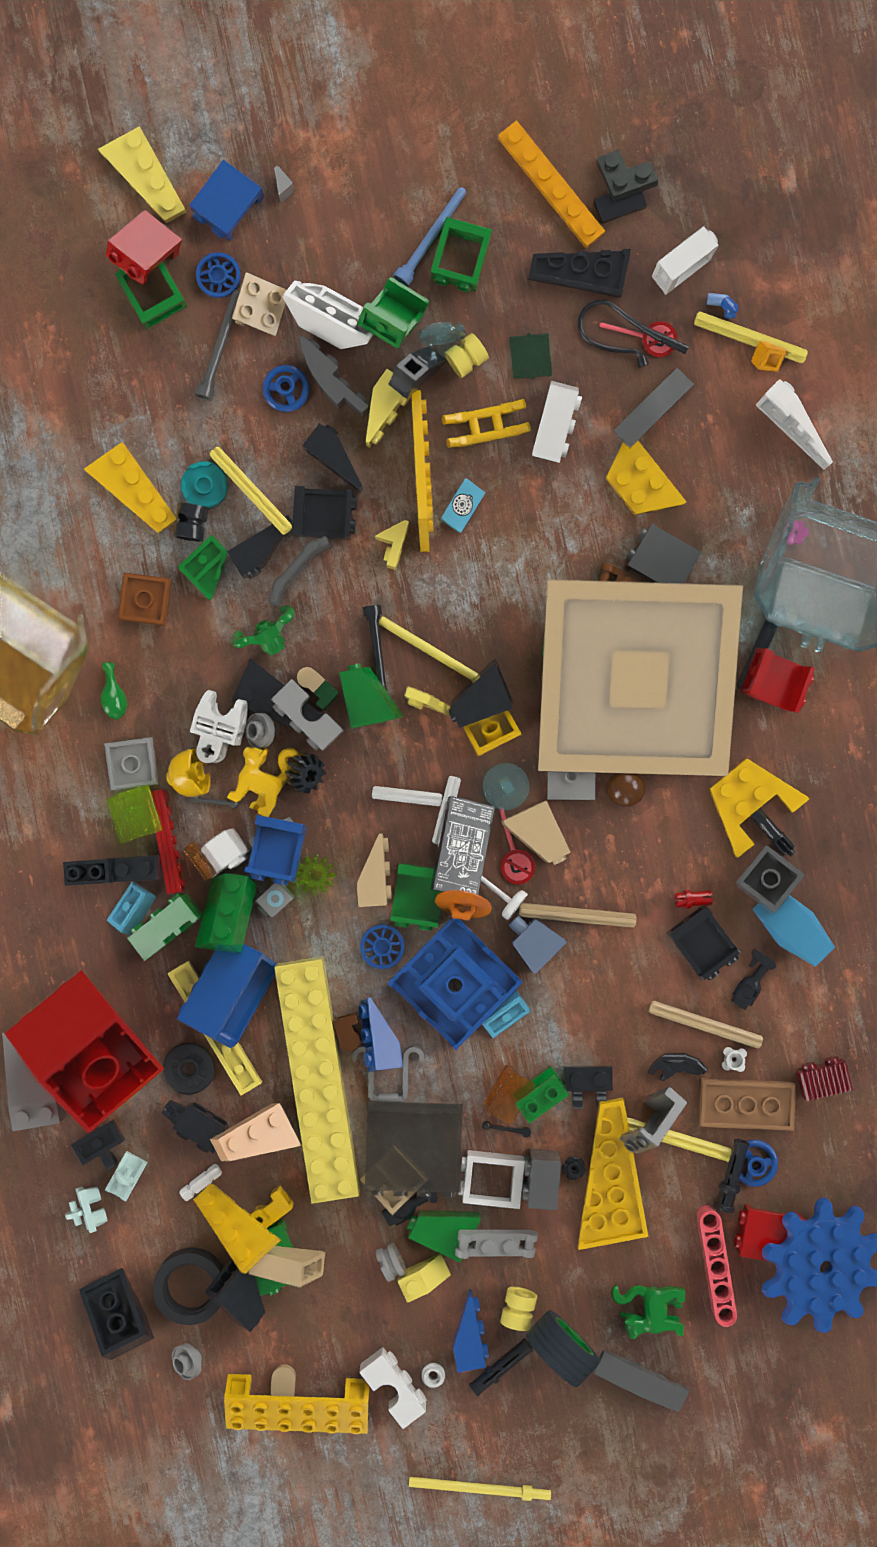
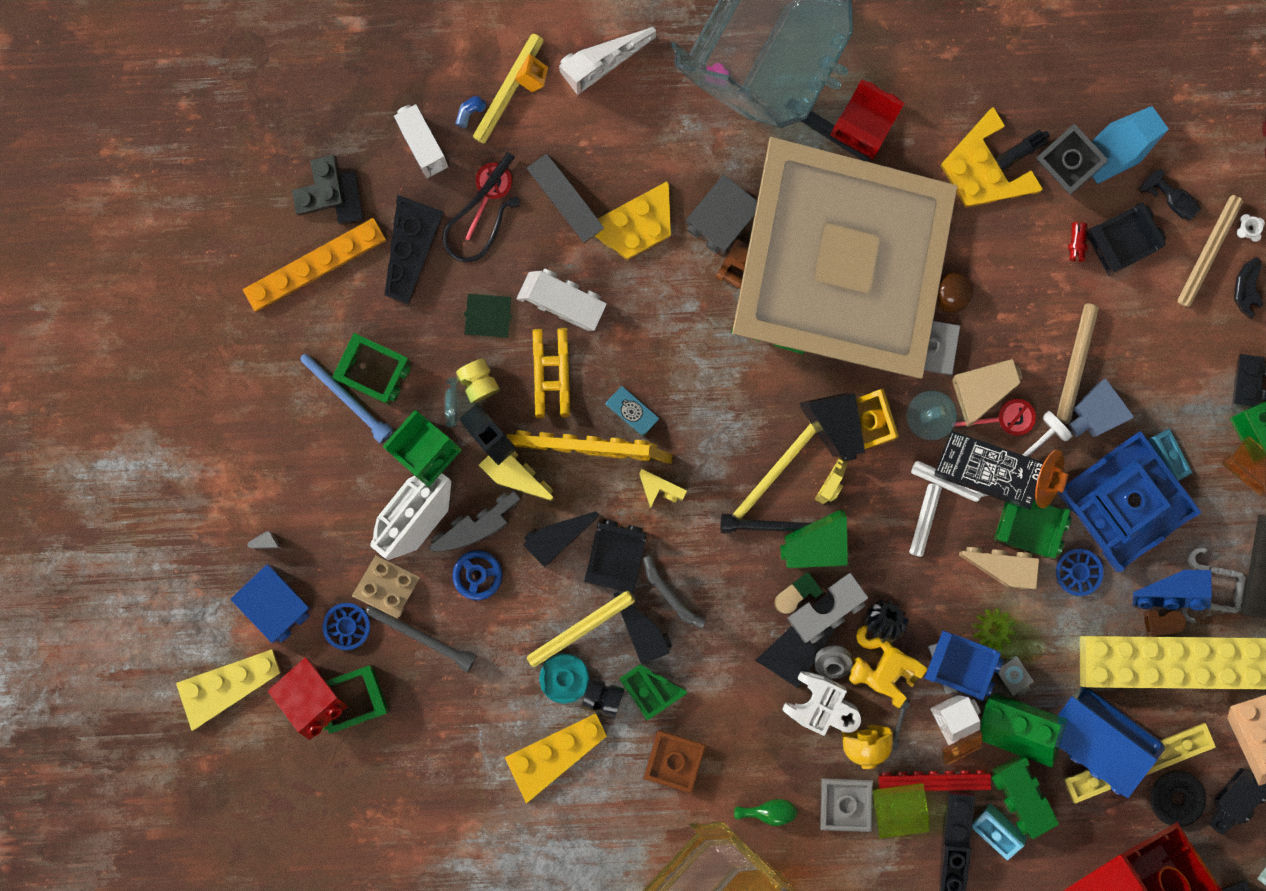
camera: 80 degrees left, 5 degrees down
(266, 633) = (732, 637): green piece -> none

